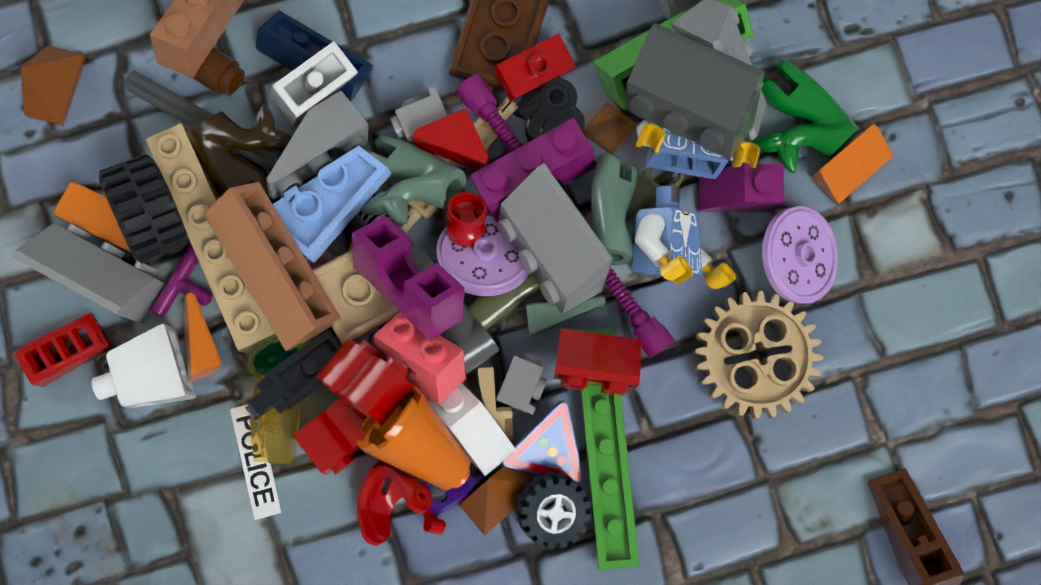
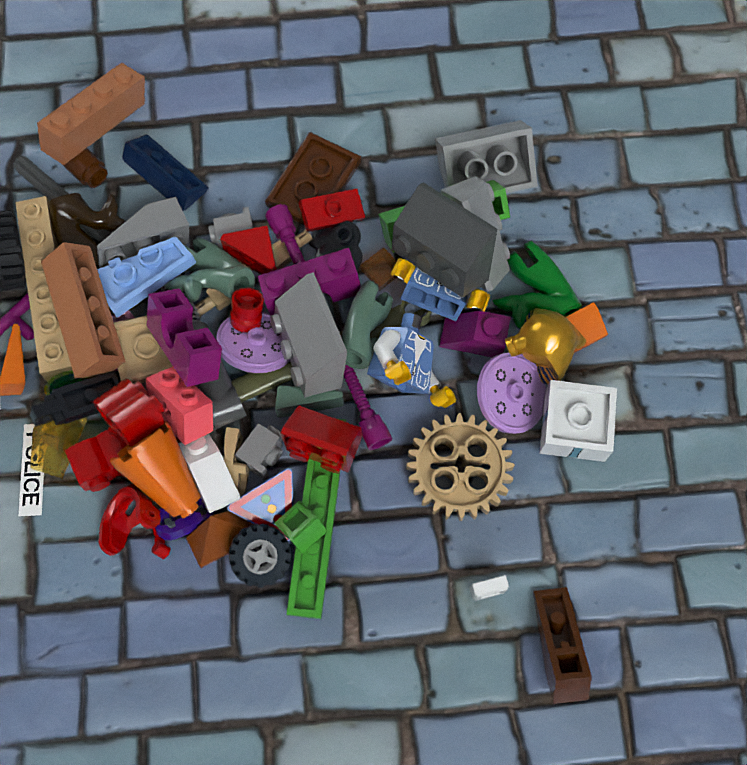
camera: 15 degrees right, 10 degrees down
(312, 82) = (155, 185): white slope -> none
(592, 466) = (300, 526): none -> bright green slope
(821, 490) = (489, 588): none -> white tile
(833, 188) = (547, 341): none -> pearl gold piece
(885, 273) = (578, 420): none -> white container

